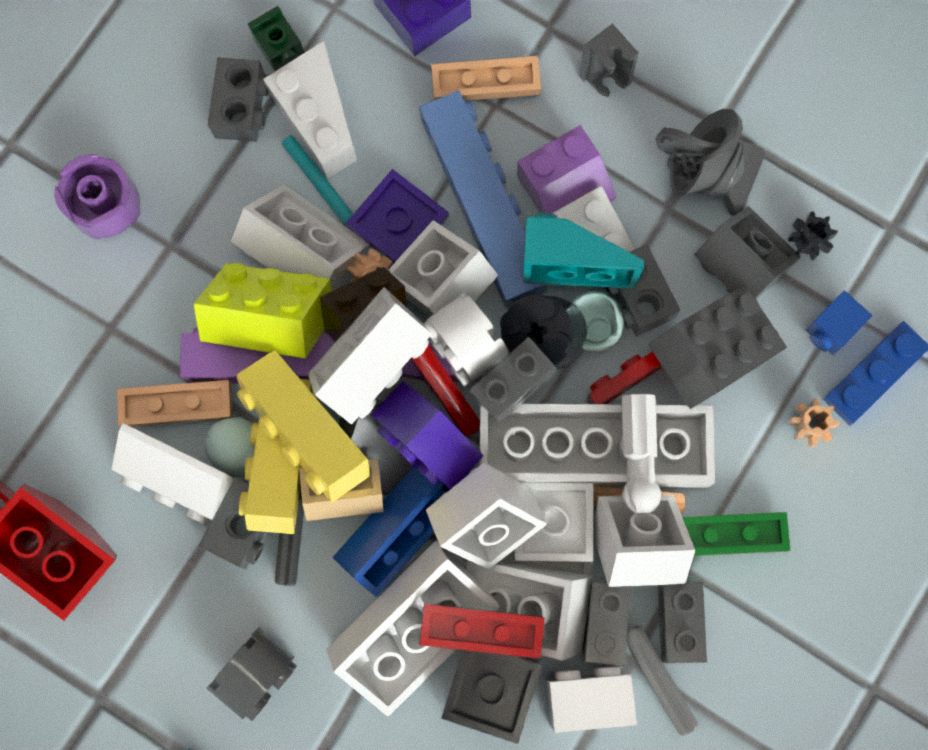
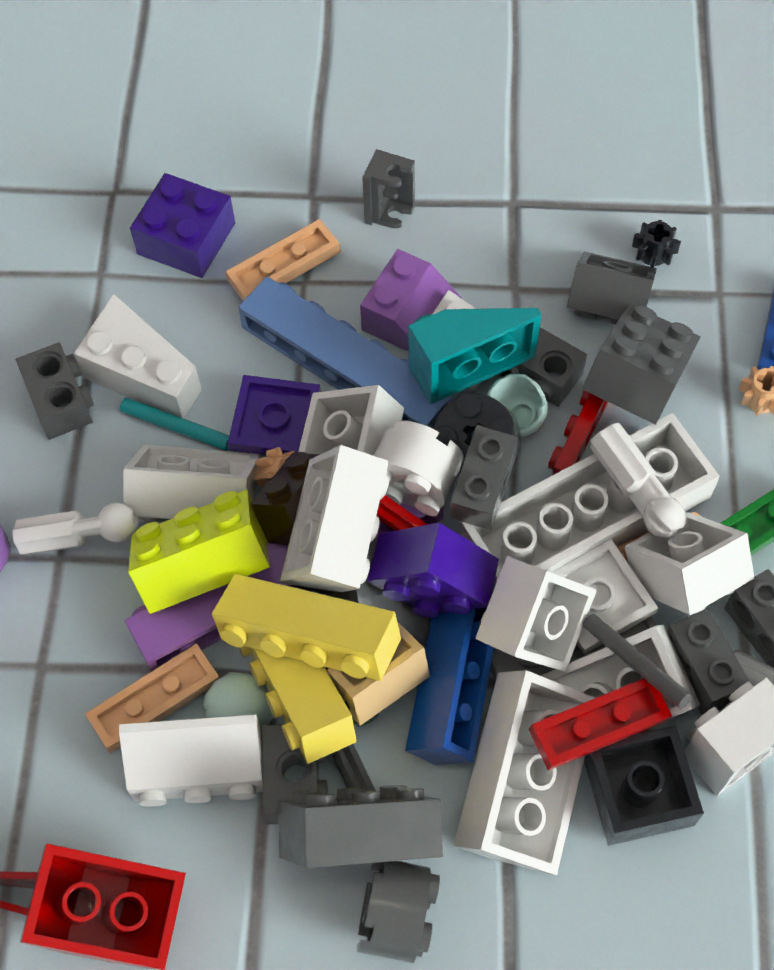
camera: 35 degrees left, 15 degrees down
(185, 231) = (69, 529): none -> white piece
(254, 603) = (359, 826): none -> dark grey brick
(275, 38) = (60, 321): dark green brick -> none
(539, 600) = (637, 661): none -> dark grey bar
(712, 159) = (528, 222): dark grey helmet -> none
(838, 323) = (727, 300): blue brick -> none

